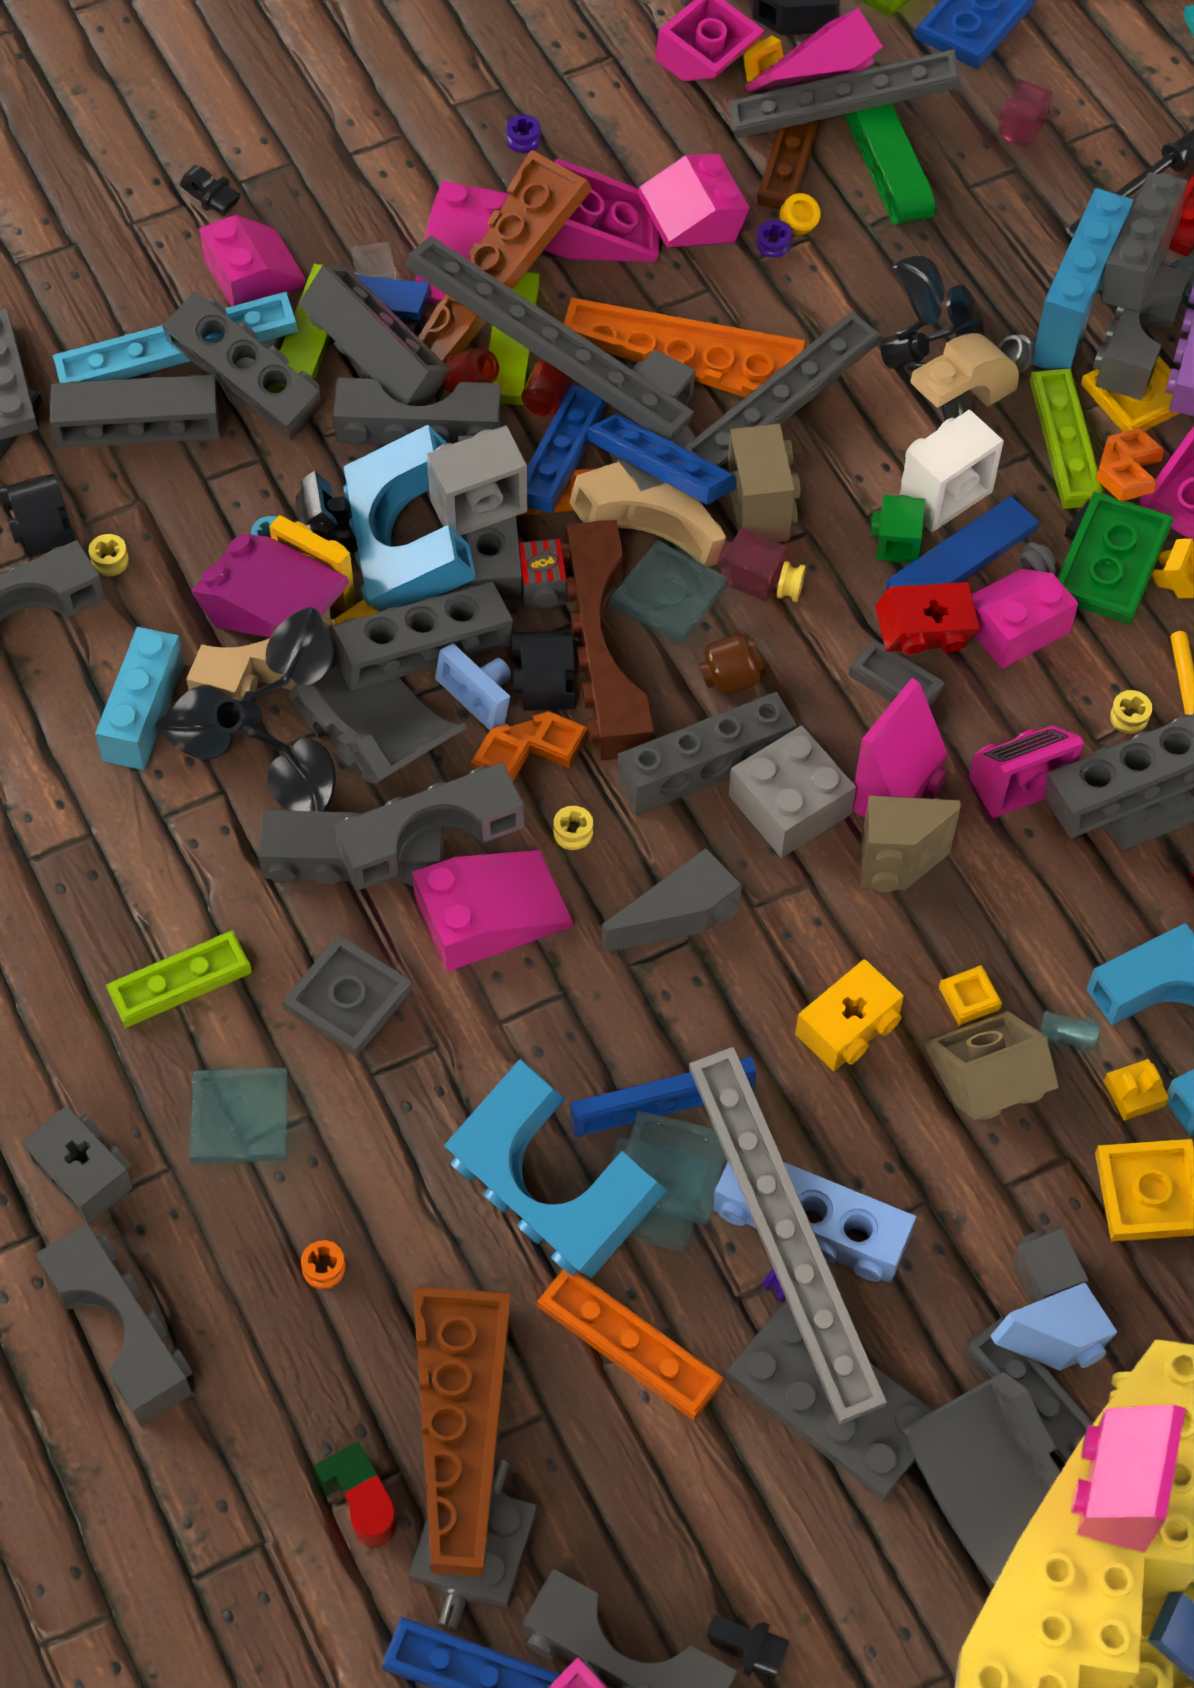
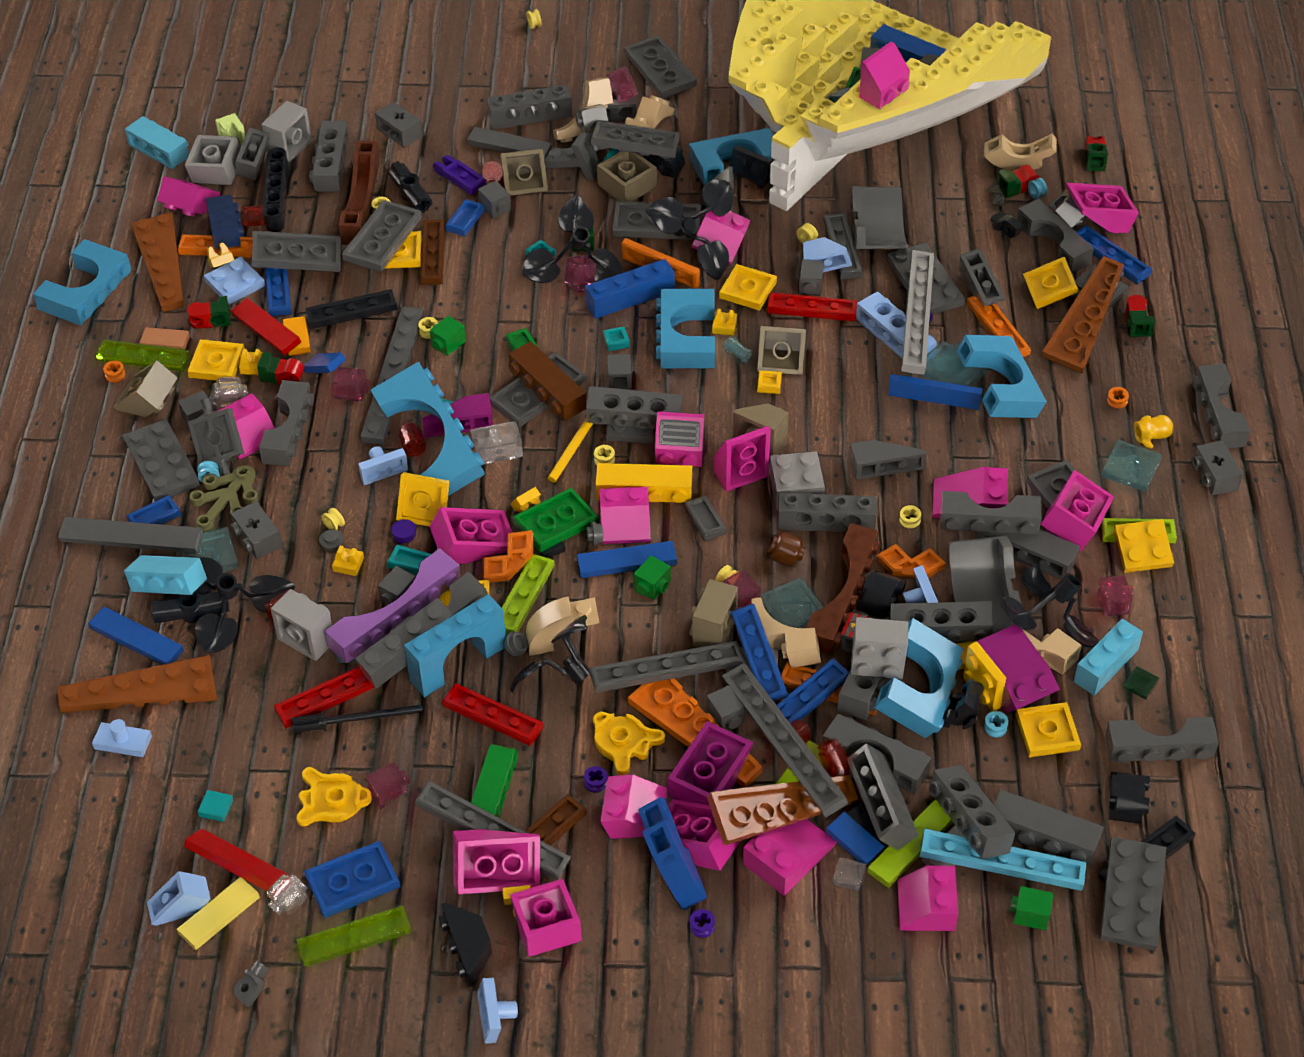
camera: 150 degrees left, 10 degrees down
(77, 698) = (1141, 682): none -> clear green tile
(108, 545) = (1092, 759): light yellow bush -> none
(109, 295) = (1032, 908): none -> green brick
(156, 935) = (1143, 546): none -> yellow plate
(169, 816) = (1115, 595): none -> clear pink brick
(182, 551) = (1048, 729): none -> yellow plate
(208, 190) = (930, 968): black piece -> none
(225, 1205) = (1152, 428): none -> yellow animal
(290, 934) = (1077, 510): none -> dark pink slope
(572, 1489) = (1050, 282): none -> yellow plate
(611, 155) = (670, 854): none -> blue slope
(627, 273) = (708, 764): none -> magenta slope
(713, 1411) = (980, 278): none -> dark grey slope
(776, 301) = (624, 738): none -> yellow tile
(800, 213) = (570, 783): yellow tile -> none
(850, 1016) = (831, 388): yellow brick -> none
(927, 617) = (675, 523): red brick -> none
(952, 468) = (610, 580): white brick -> none
(981, 261) = (493, 714): none -> red tile
(1006, 1213) = (812, 306): none -> red tile
(1028, 680) = (664, 482): none -> yellow brick
(1087, 85) = (330, 797): none -> yellow tile

